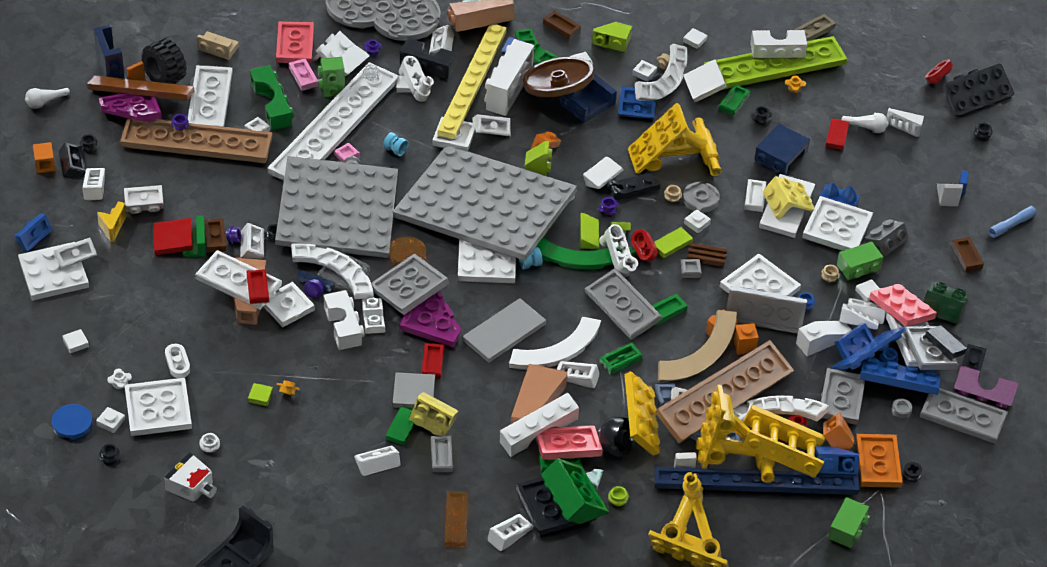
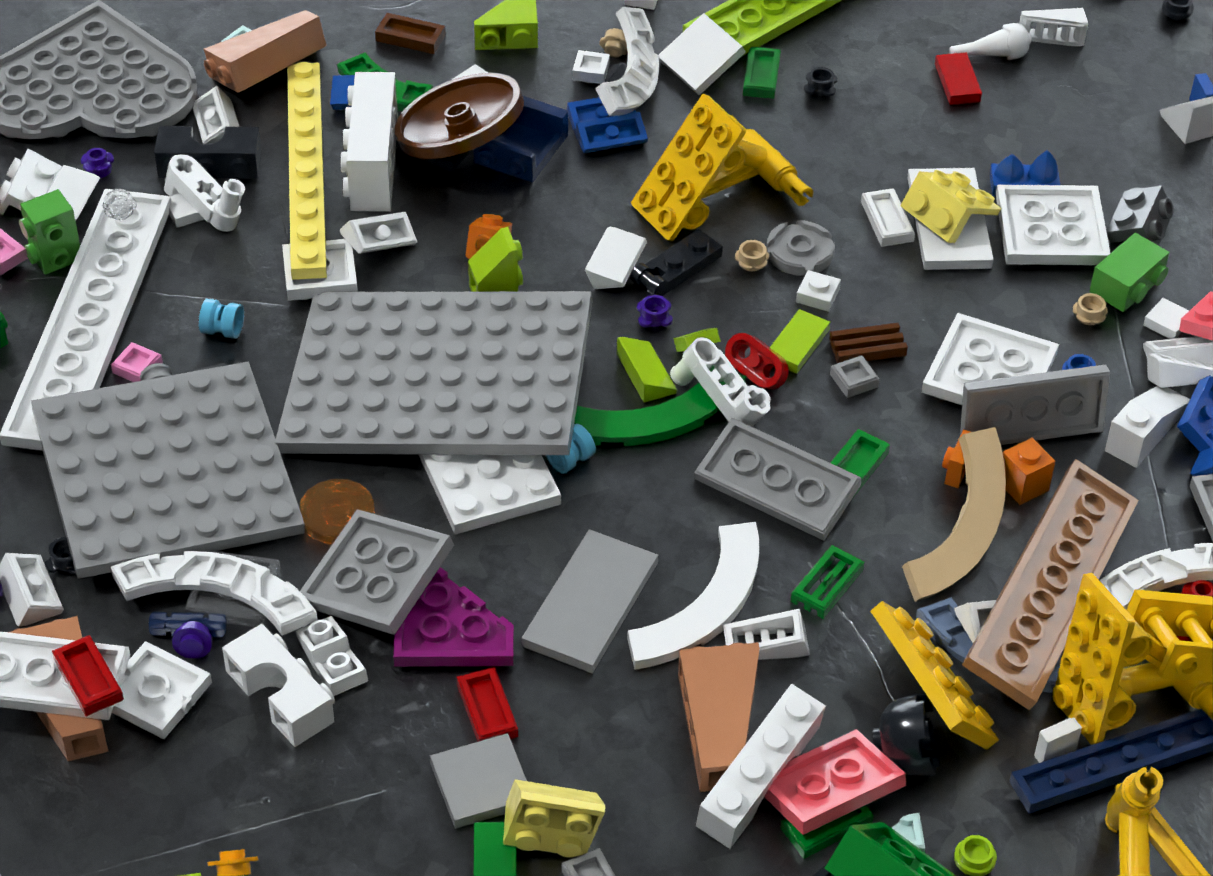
camera: 20 degrees left, 0 degrees up
(781, 148) = (888, 127): dark blue panel -> none
(795, 84) = (844, 19): light orange plate -> none

